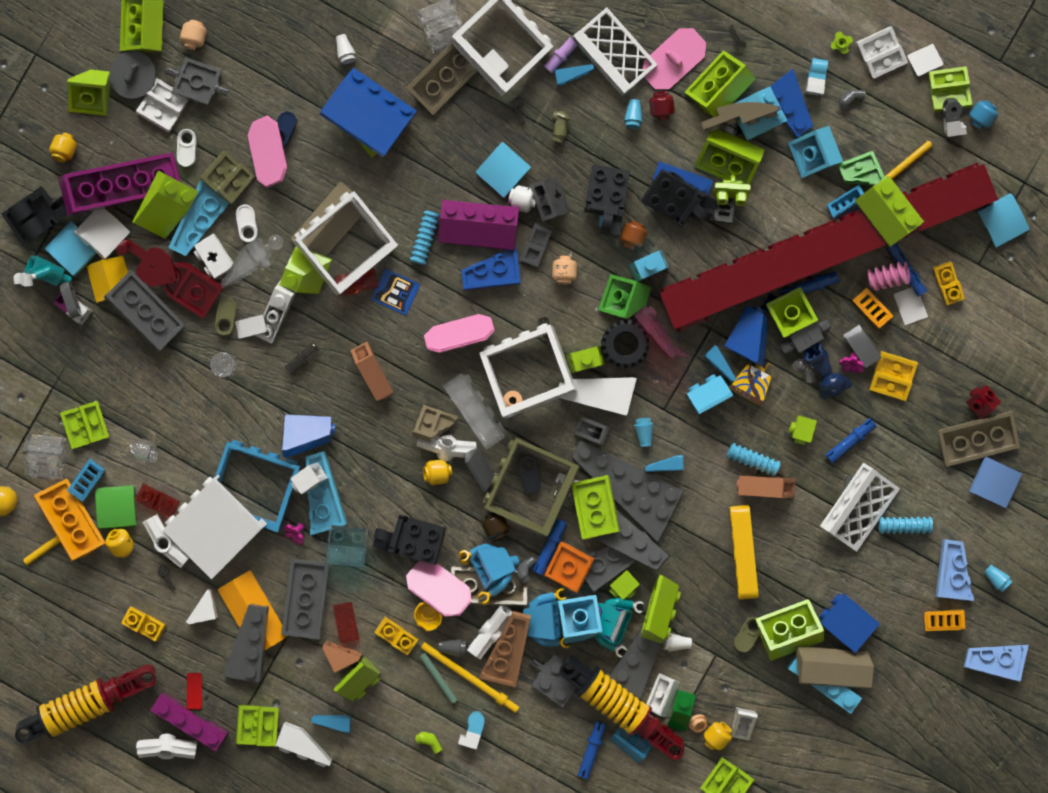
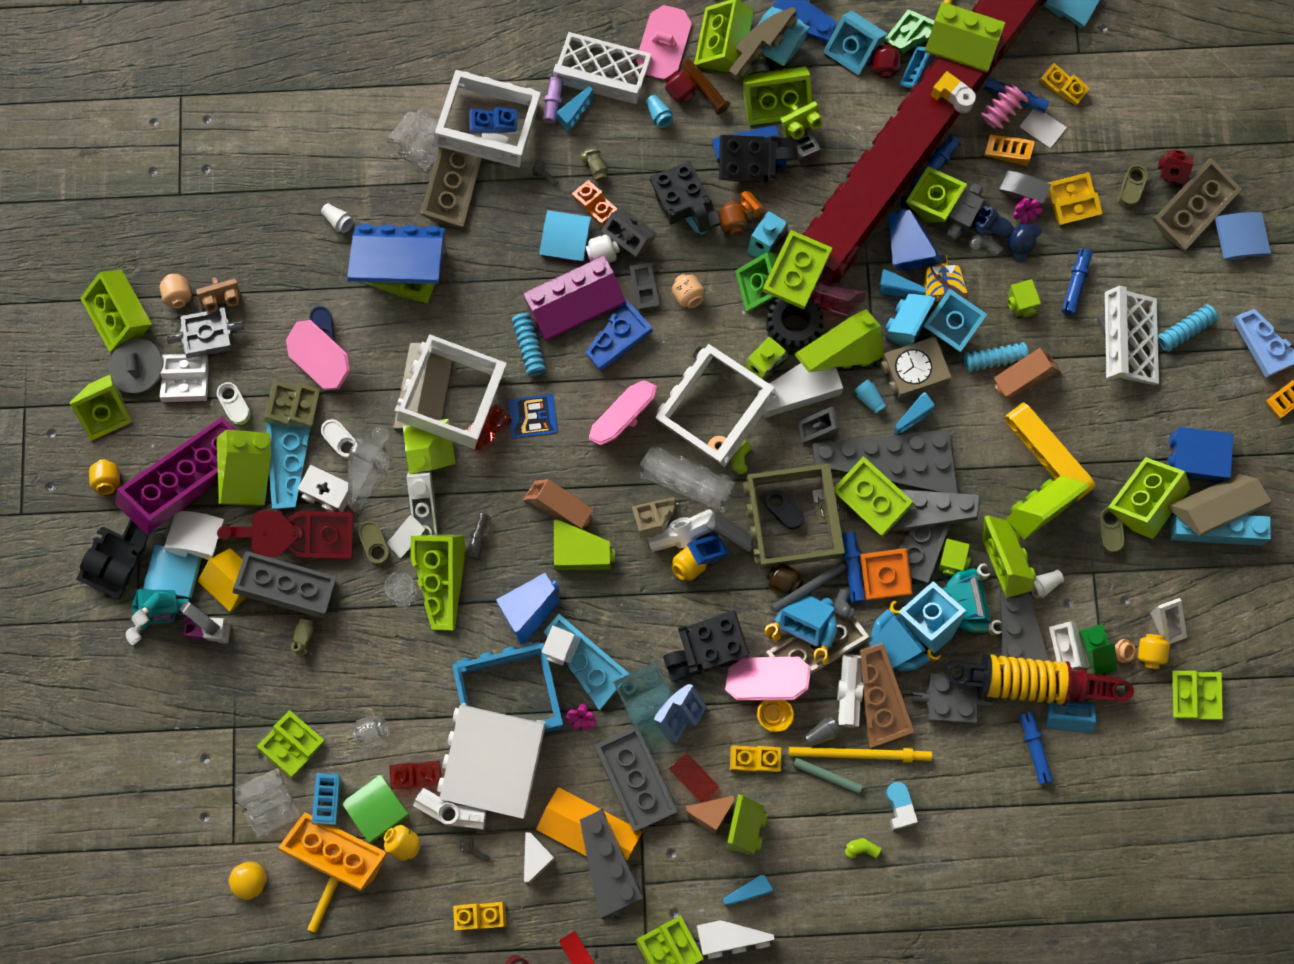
camera: 30 degrees left, 15 degrees down
(135, 354) = (301, 637): none -> olive arm
(223, 55) = (218, 294): none -> medium nougat hips
(260, 366) = (440, 572): none -> lime wedge
(363, 572) = (681, 709): none -> medium blue slope
(366, 413) = (579, 549): none -> lime slope
(455, 471) = (708, 550): none -> blue slope
(501, 52) = (491, 122): none -> blue slope
(508, 543) = (808, 587): none -> dark grey bar
(519, 419) = (738, 459): none -> lime arm
(541, 157) = (594, 202): none -> orange slope
(647, 313) = (797, 269): none -> lime plate
(652, 236) = (752, 205): none -> orange slope
(652, 387) = (848, 344): none -> lime wedge
(681, 120) = (705, 87): none -> reddish brown axle
(689, 432) = (915, 369): none -> dark tan brick
(711, 590) = (1045, 504): none -> lime slope
(738, 417) = (954, 320): none -> medium azure slope
(828, 182) = (886, 61): none -> dark red head
(853, 249) = (955, 92): none -> leg
(940, 396) = (1131, 190): none -> olive piece

